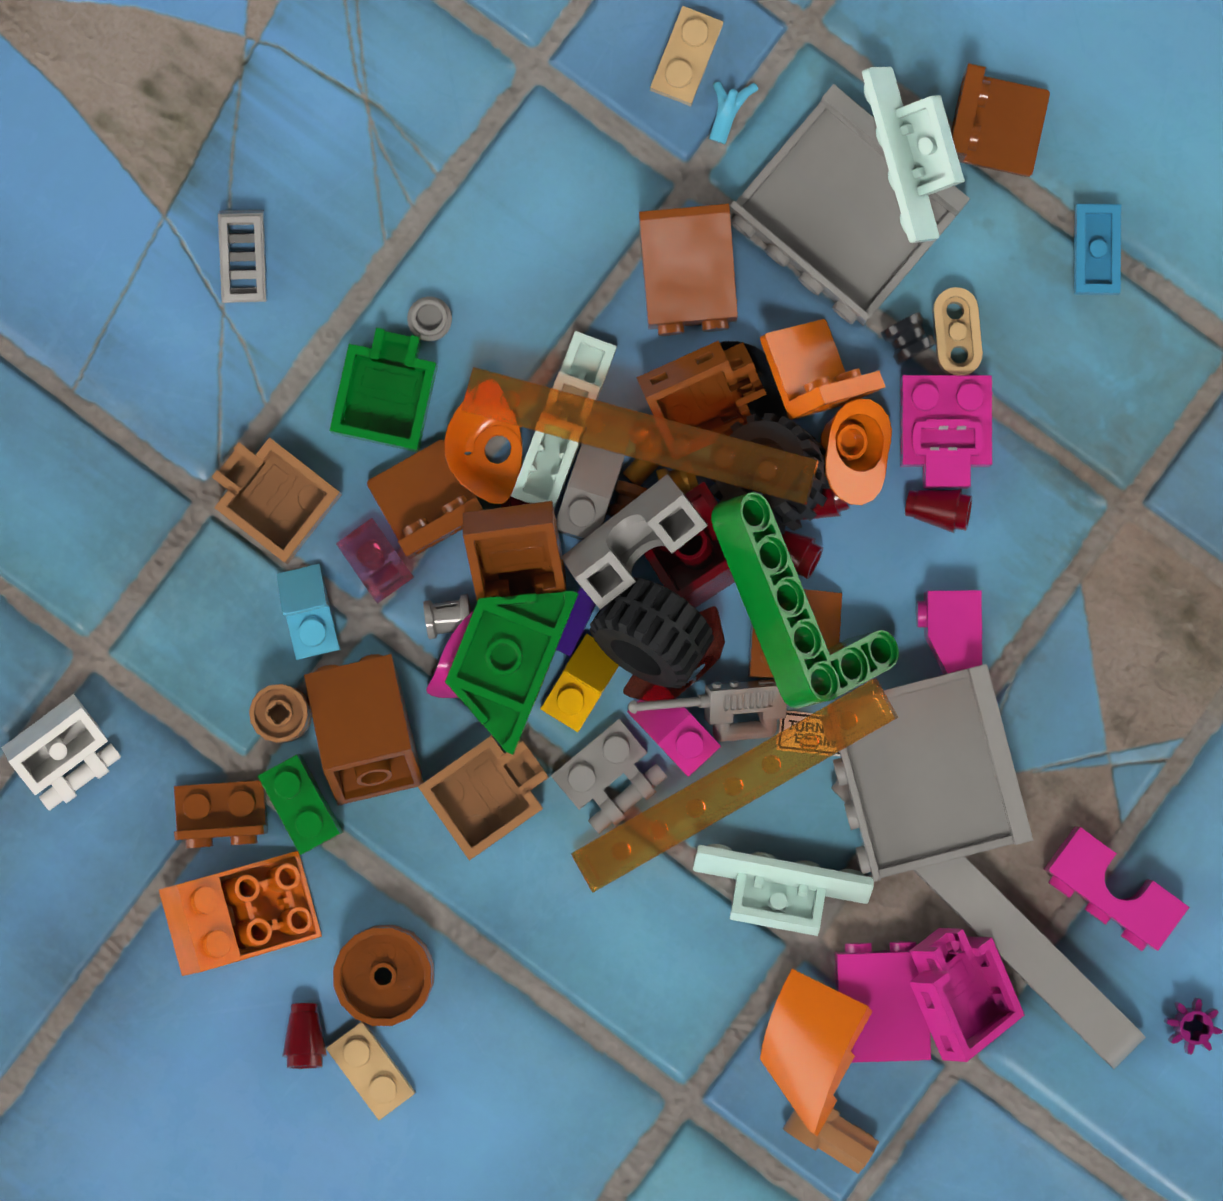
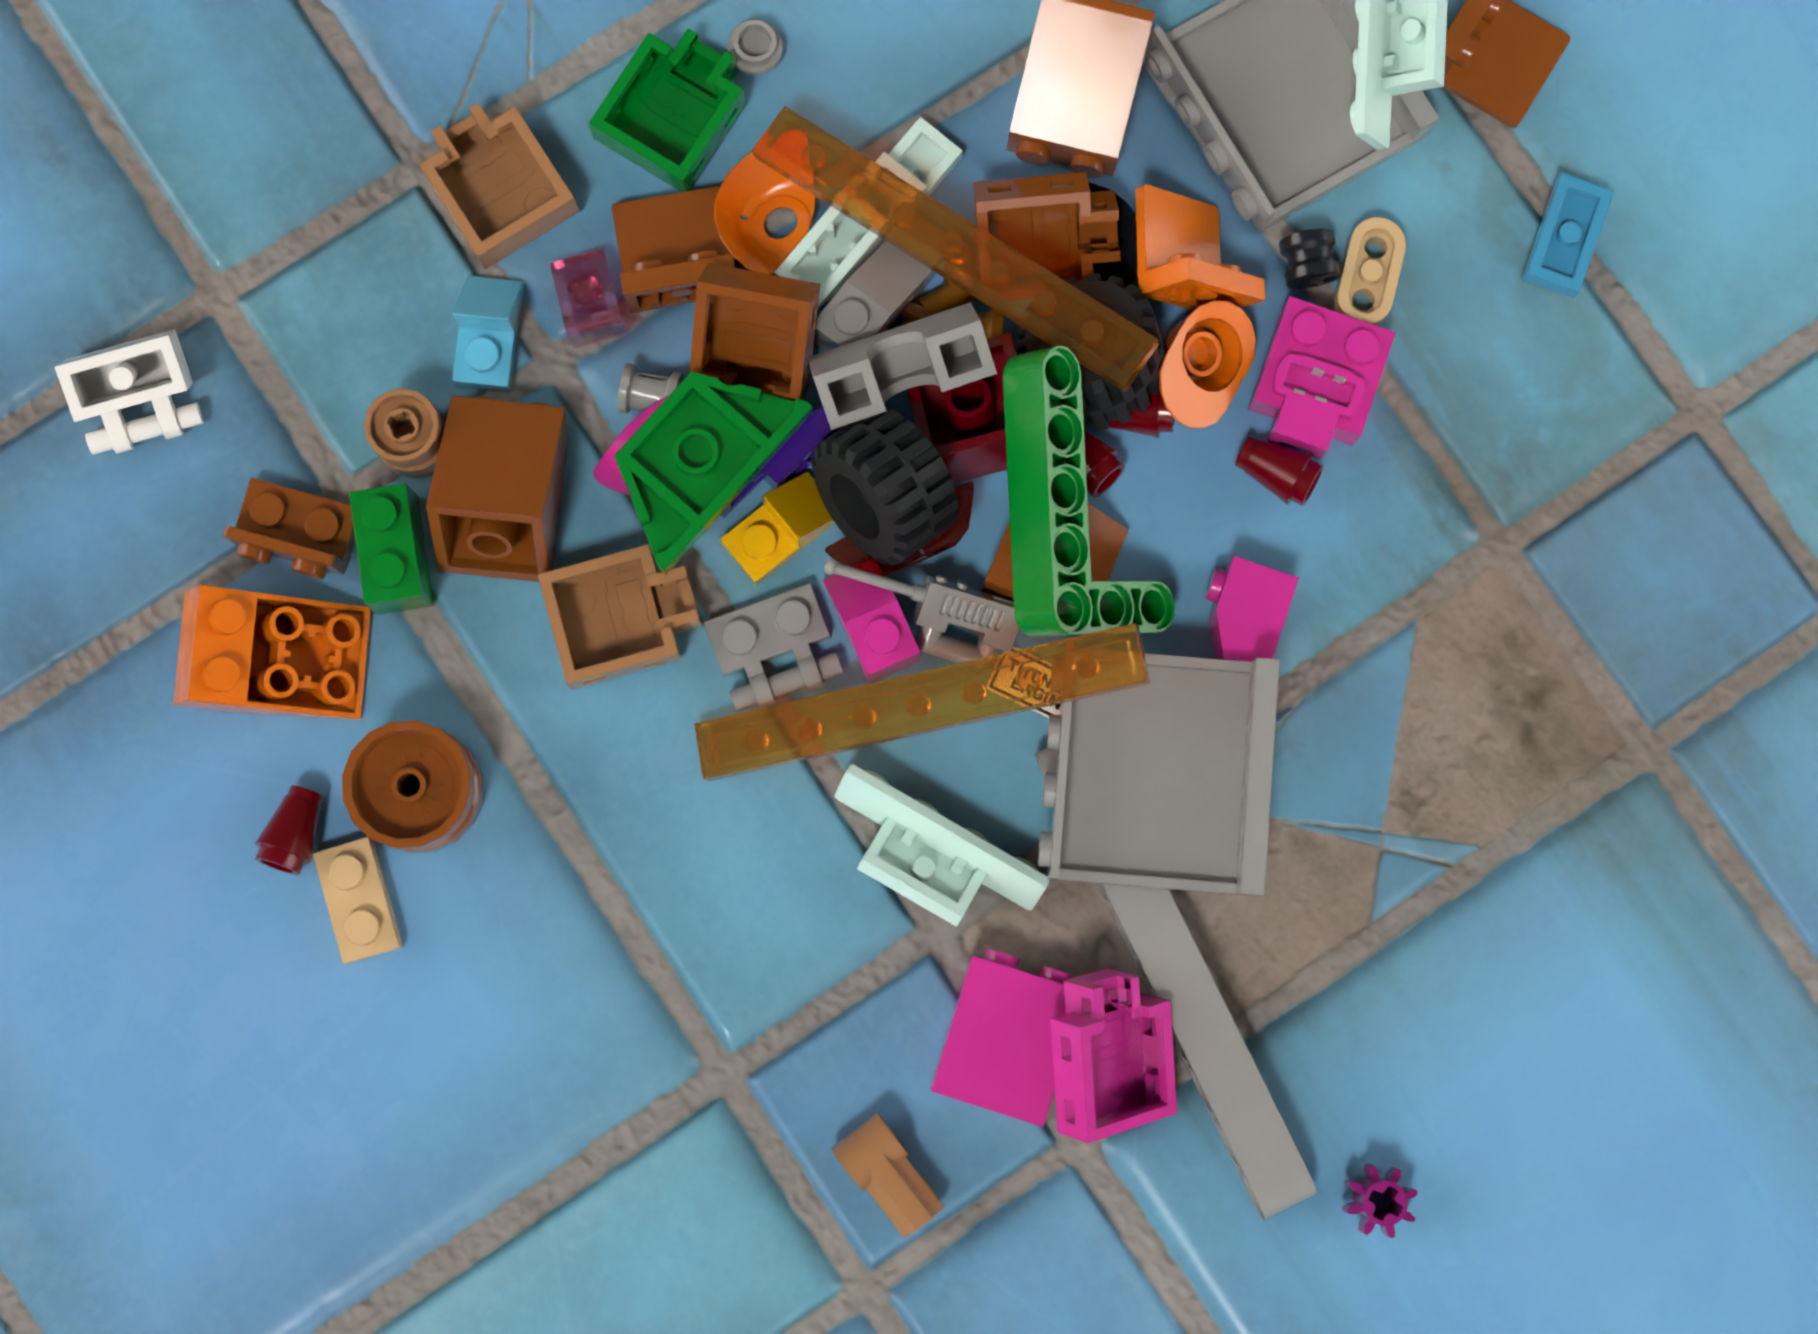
camera: 10 degrees right, 5 degrees down
(811, 1045) = (901, 1056): orange slope -> none
(1081, 869) = (1363, 1045): dark pink arch -> none

